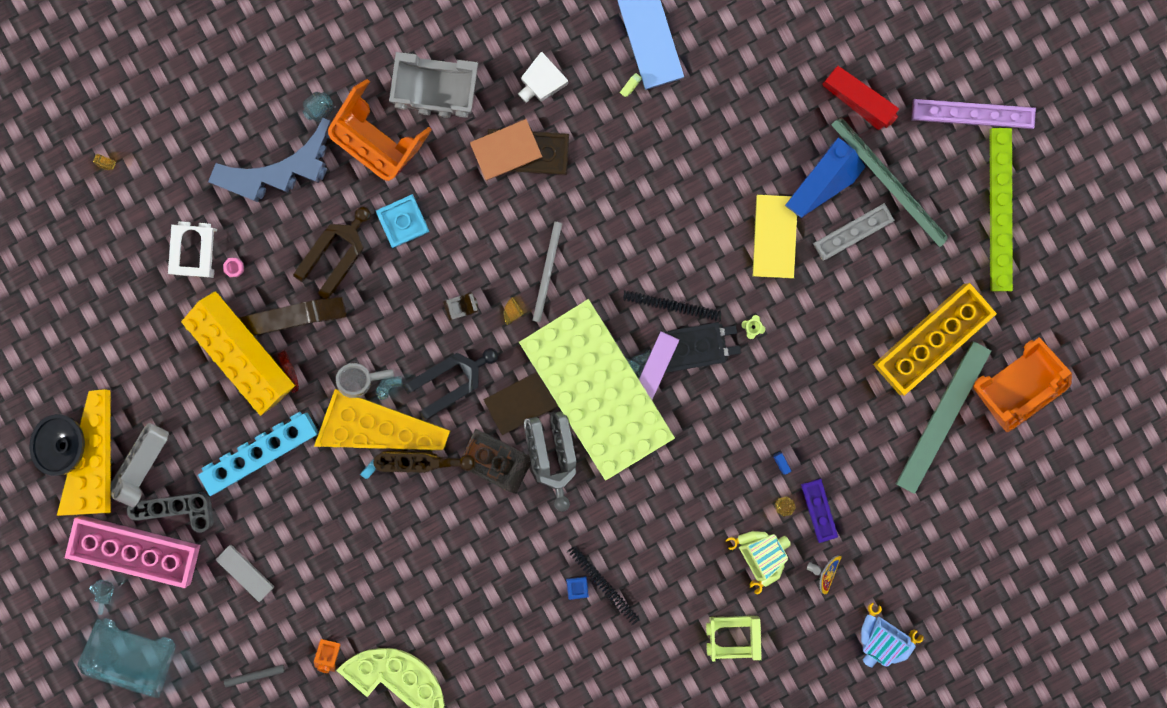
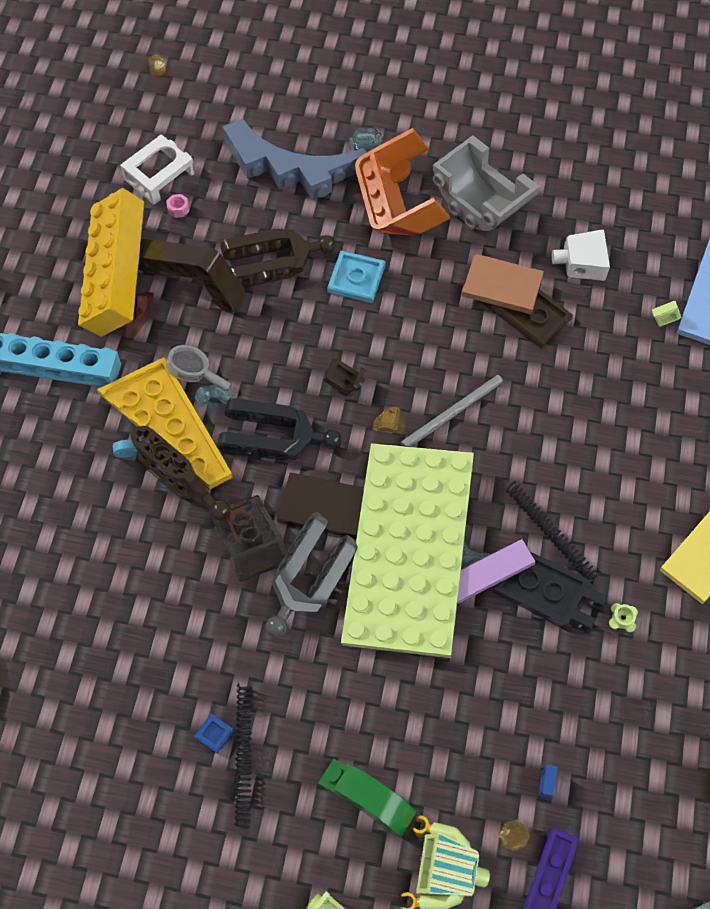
camera: 40 degrees right, 25 degrees down
(691, 554) = (369, 796): none -> green arch

